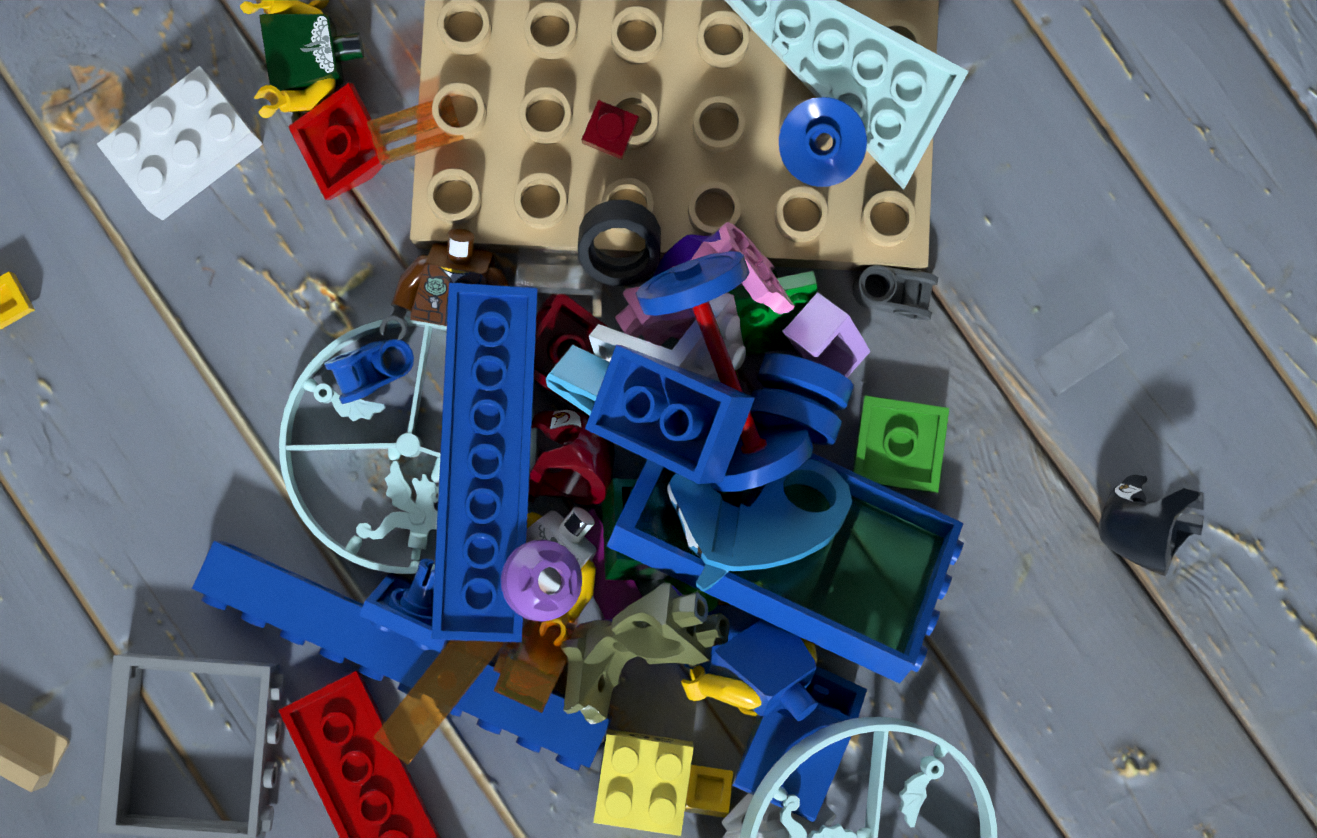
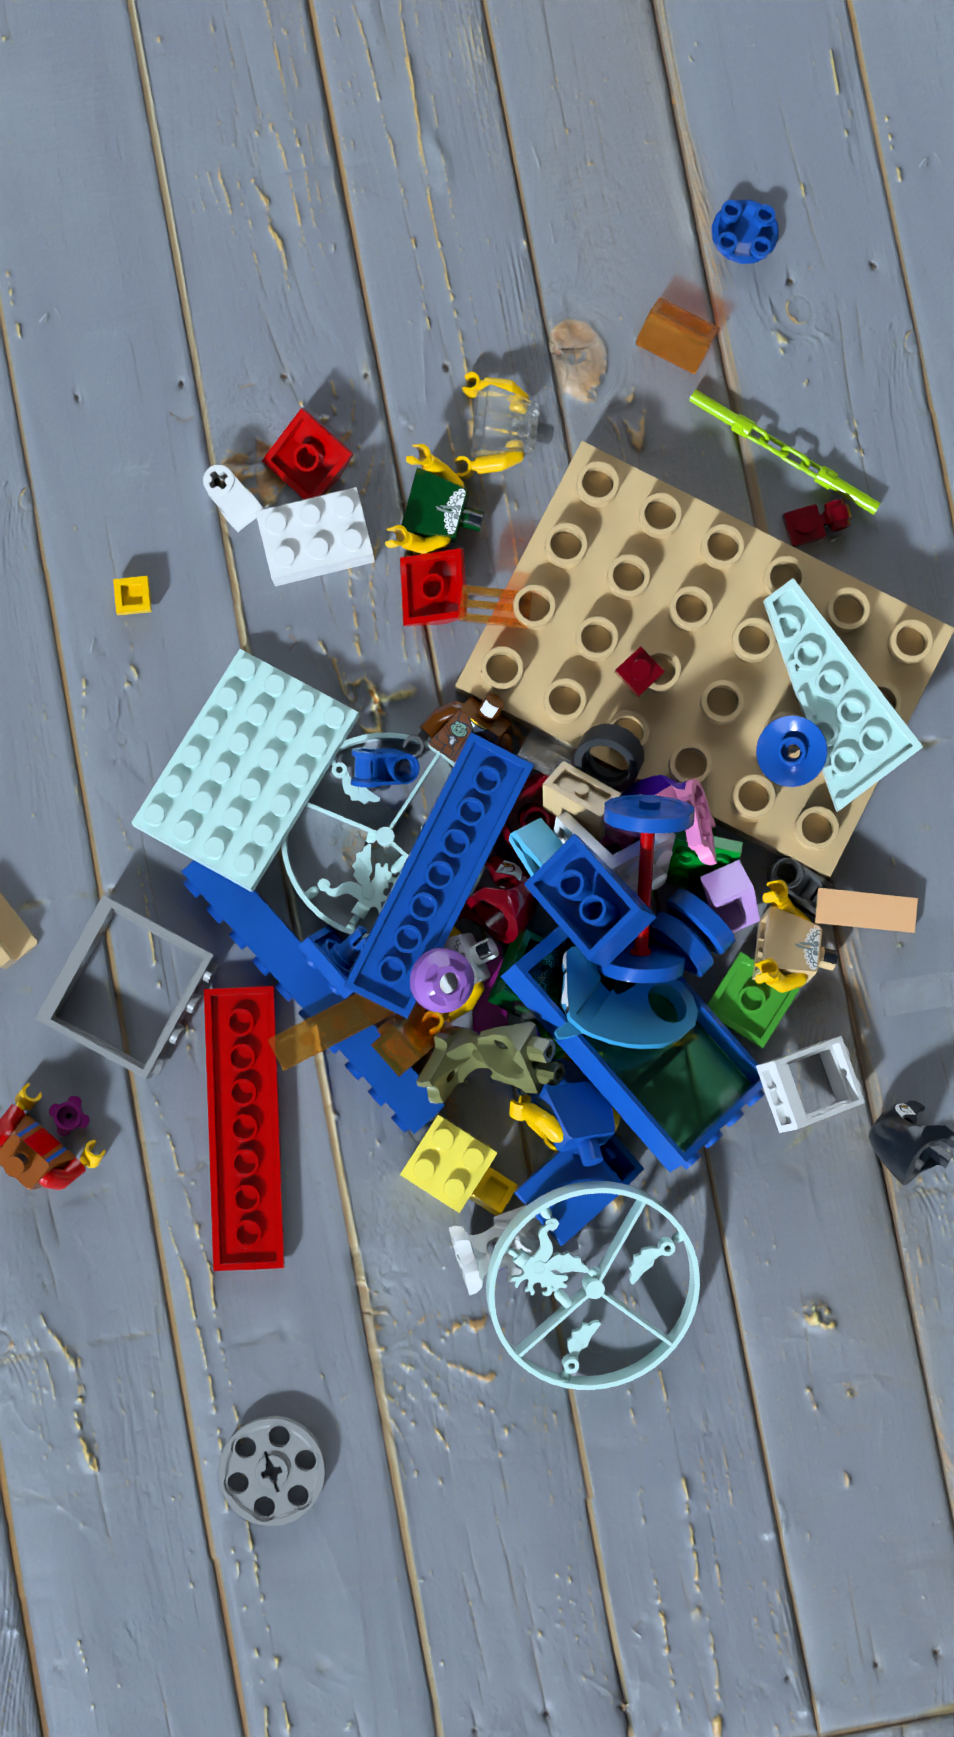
camera: 25 degrees right, 0 degrees up
(68, 143) = (234, 500): none -> white piece
(133, 57) = (308, 456): none -> red slope
(215, 441) = (245, 770): none -> light aqua plate
(605, 300) = (579, 795): none -> tan panel
(914, 363) = (788, 944): none -> torso
(983, 286) = (866, 910): none -> light nougat tile
(986, 534) = (783, 1092): none -> white window

